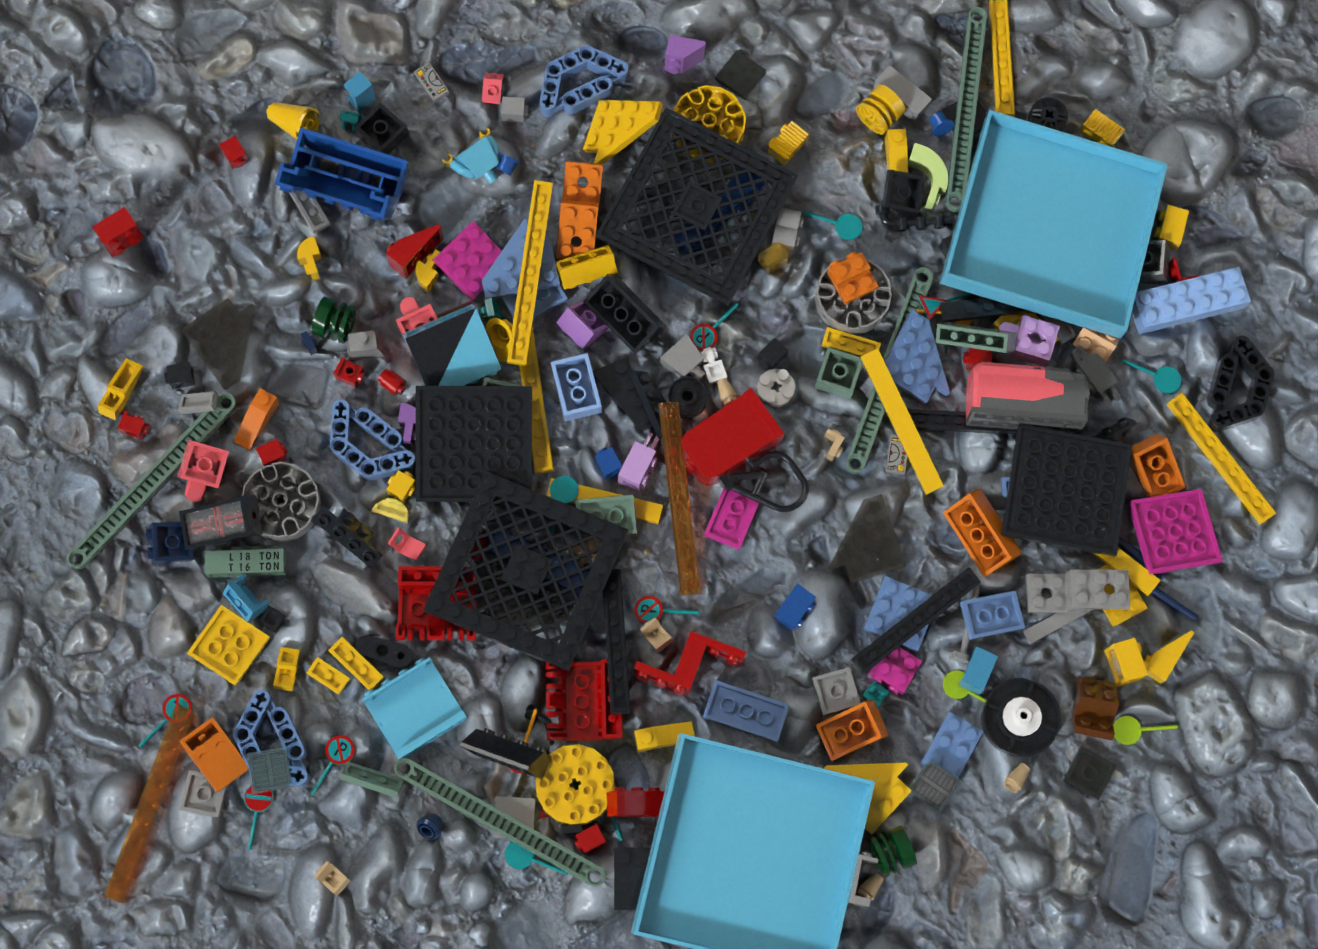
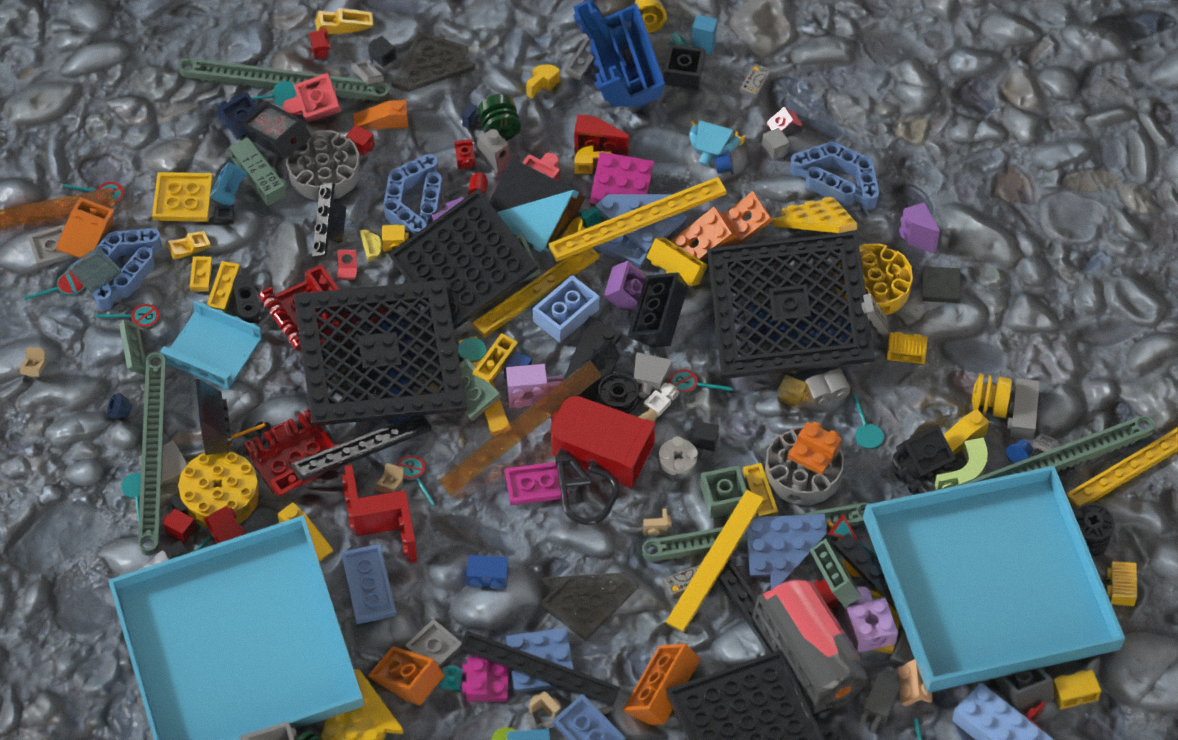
camera: 65 degrees right, 20 degrees down
(170, 490) = (281, 92): none -> teal piece
(594, 477) = (496, 358): none -> yellow slope
(759, 147) = (876, 315): none -> light grey plate
(943, 100) = (1044, 443): none -> clear tile
(950, 631) = (544, 701): none -> tan bracket

